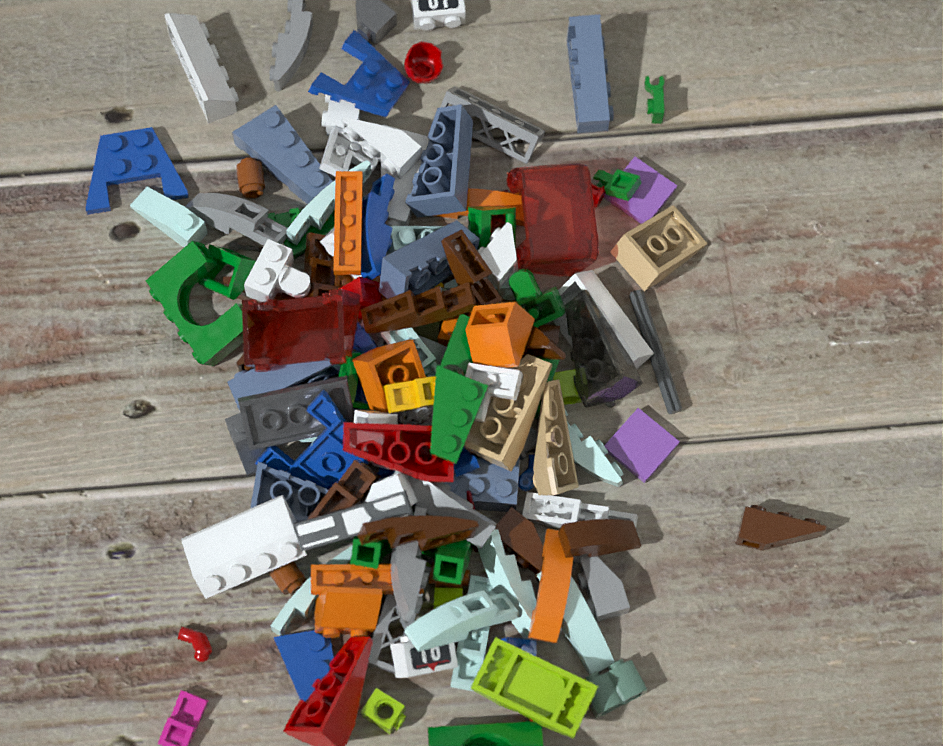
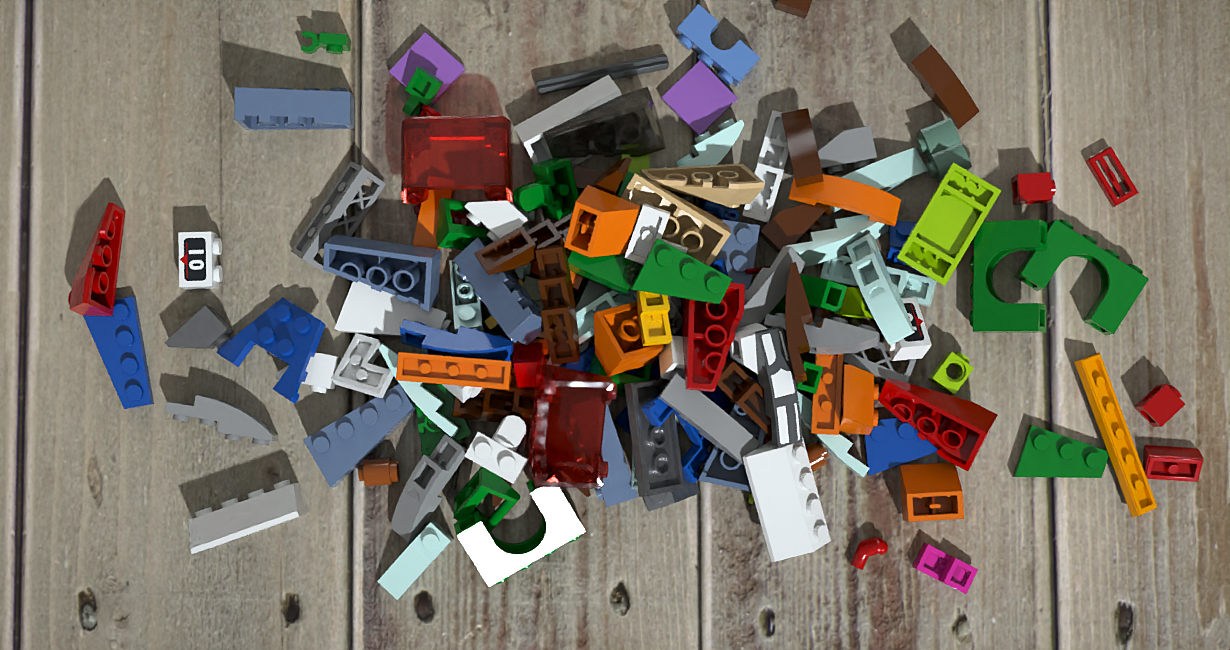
camera: 85 degrees left, 15 degrees up
(131, 158) = (343, 597): blue wing -> none
(259, 697) = (930, 492): none -> orange slope
(316, 460) = (708, 419): none -> light grey slope
(388, 145) = (363, 323): white slope -> none
(423, 62) = (264, 280): red hair -> none
(657, 247) = (492, 58): tan slope -> none
(679, 684) = (943, 86): none -> reddish brown slope
(707, 436) = (731, 63): none -> medium blue arch

